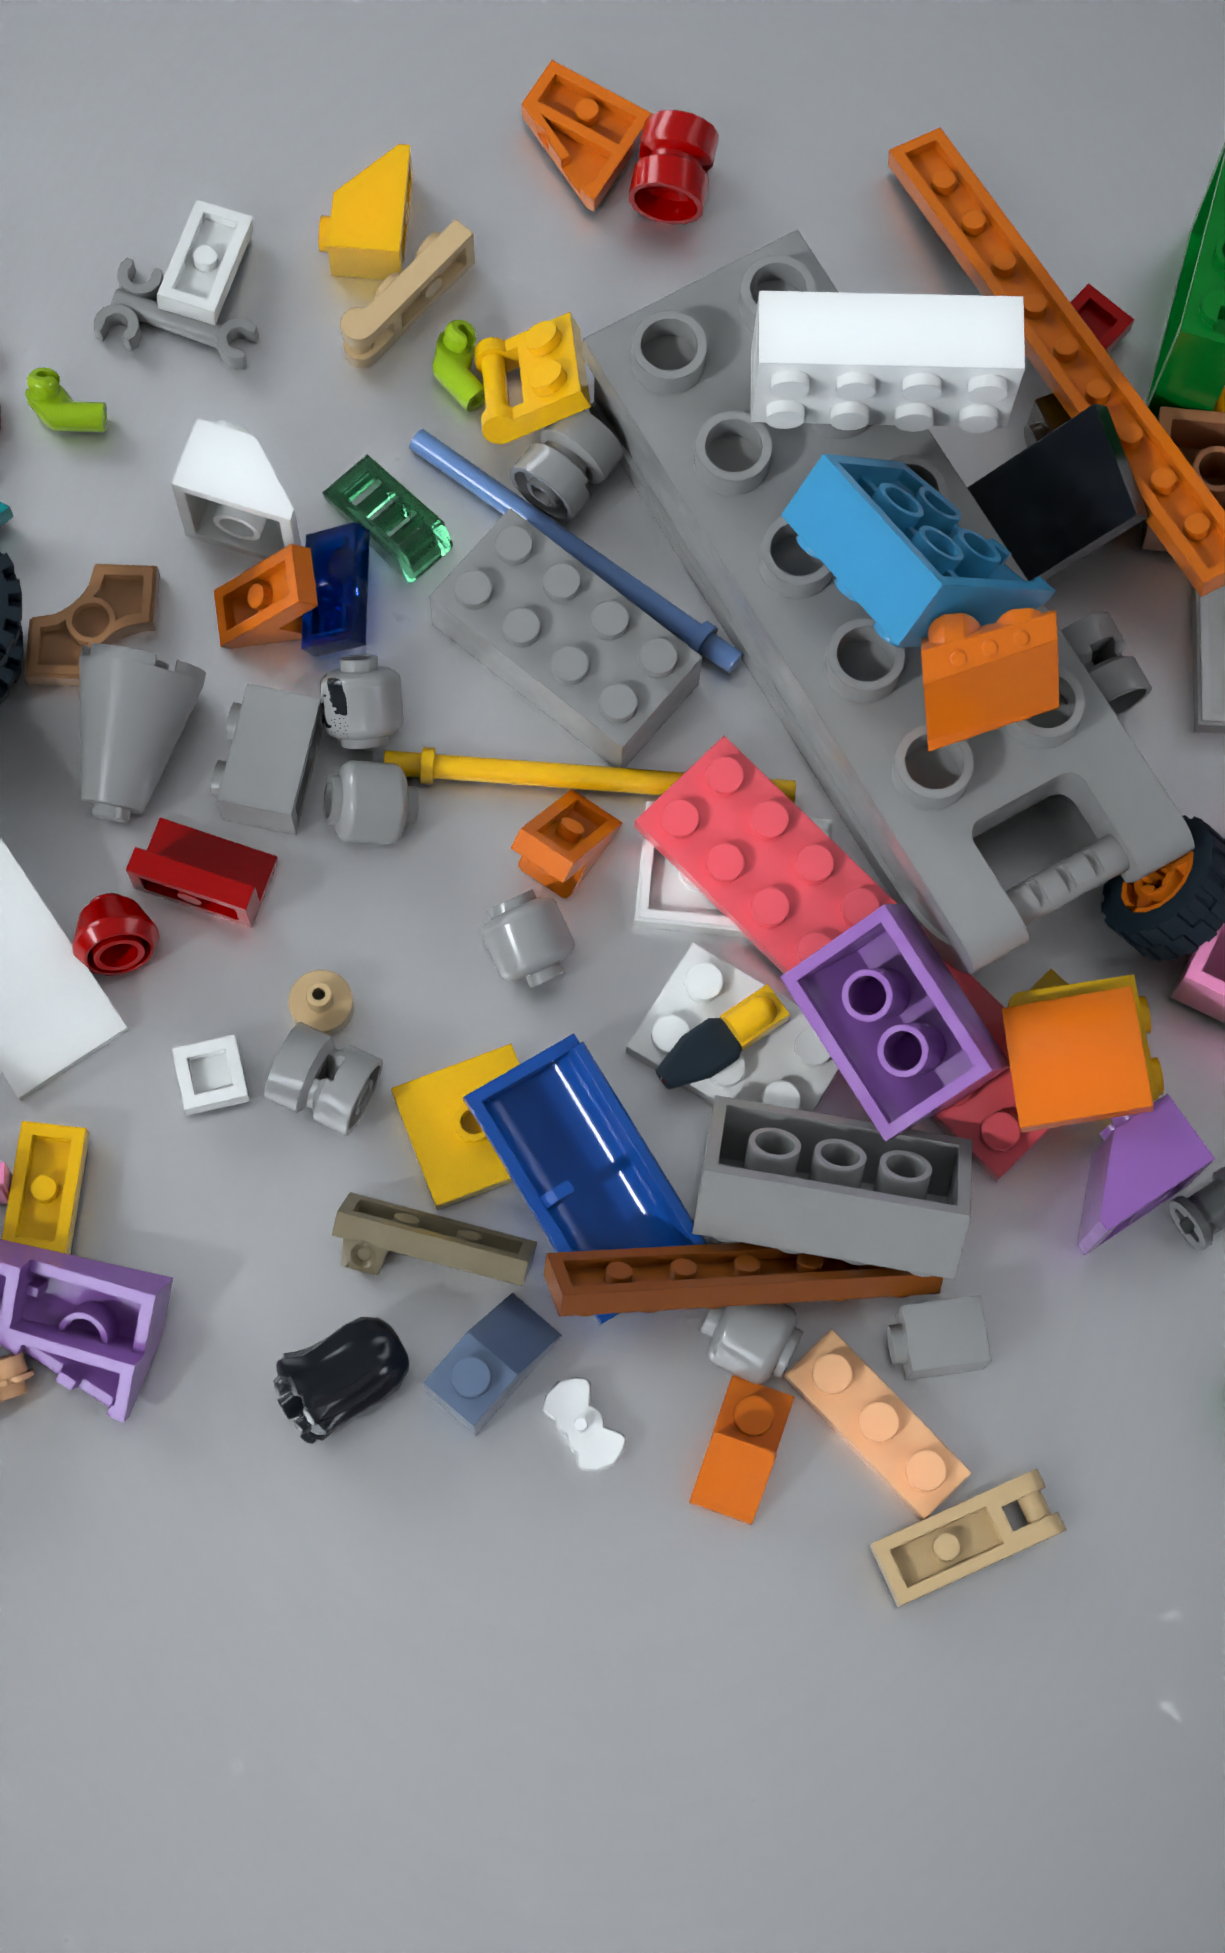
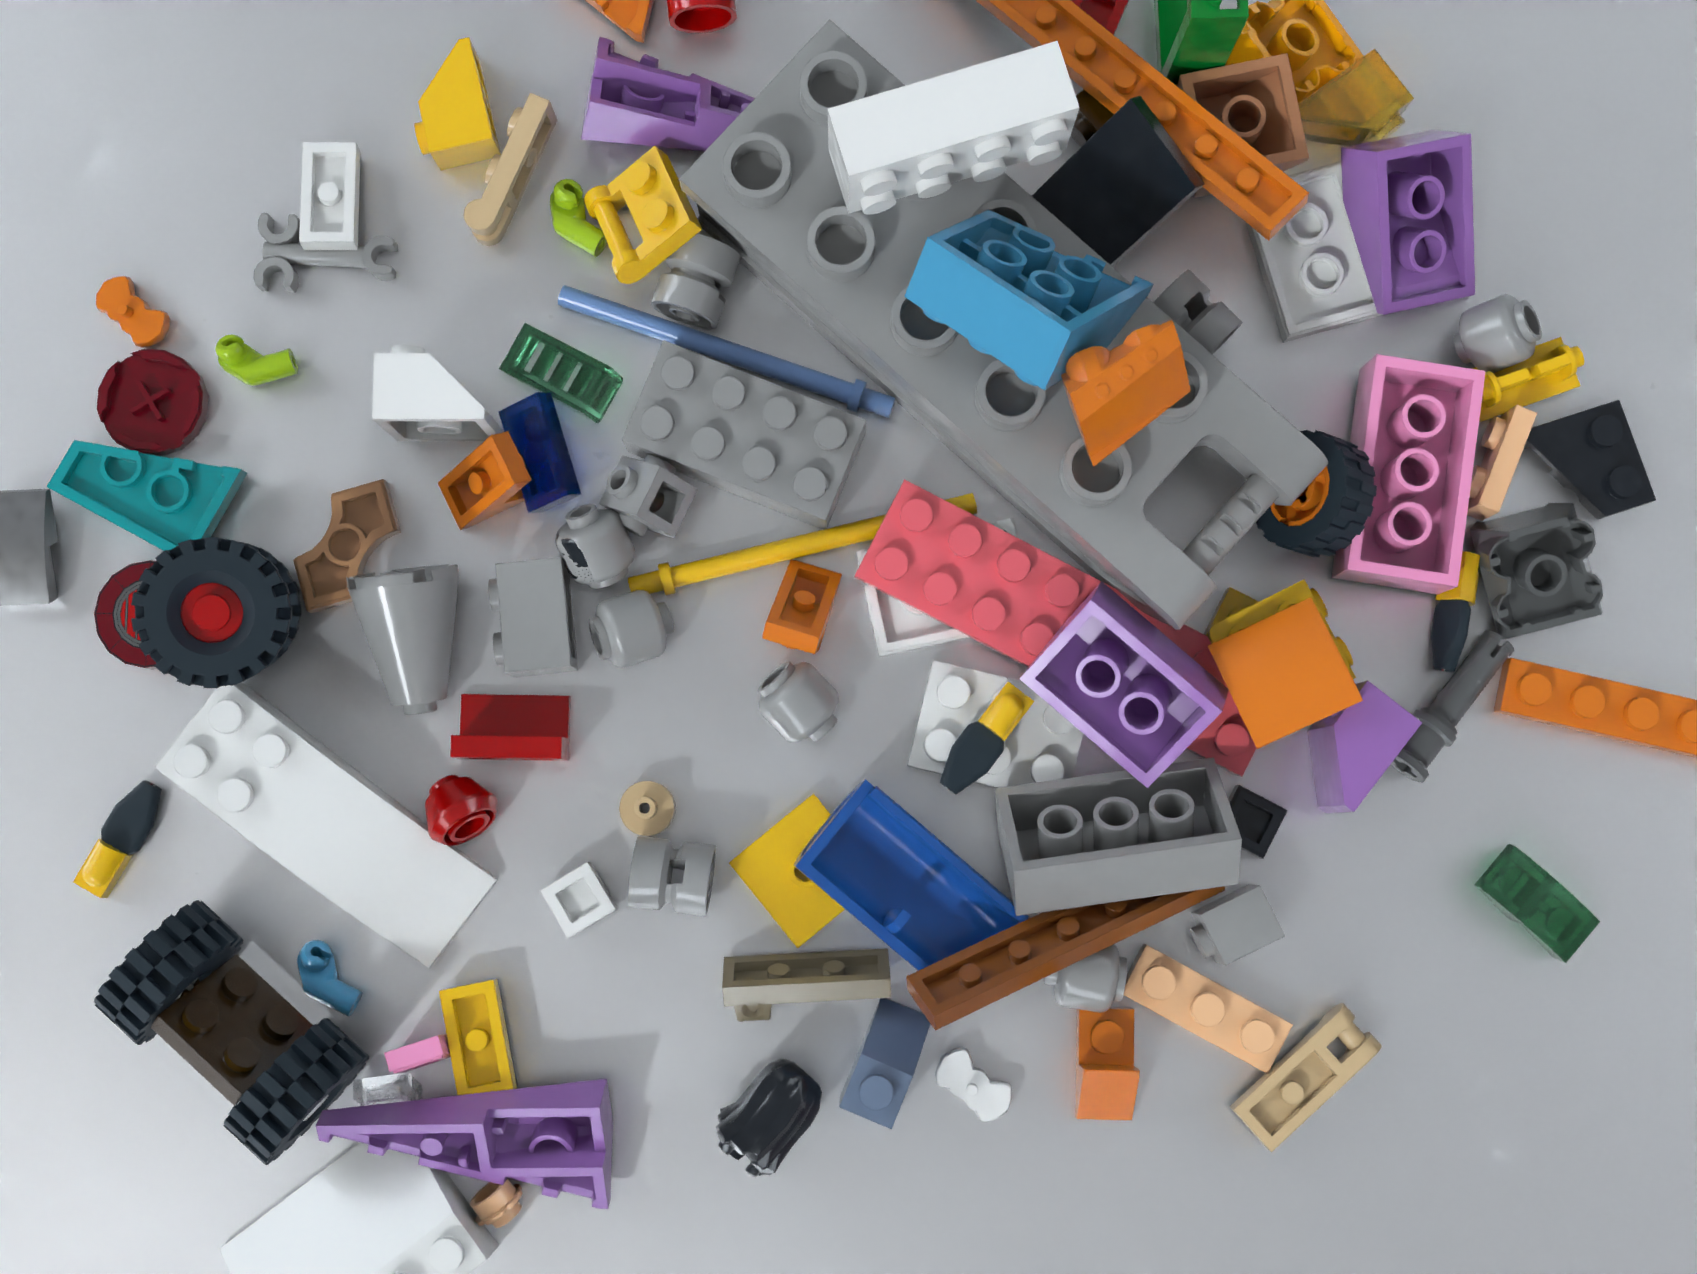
camera: 15 degrees left, 10 degrees up
(437, 667) = (648, 495): none -> light grey brick
(577, 271) = (655, 106): none -> medium lavender wedge
(996, 1234) = (1256, 820): none -> black tile

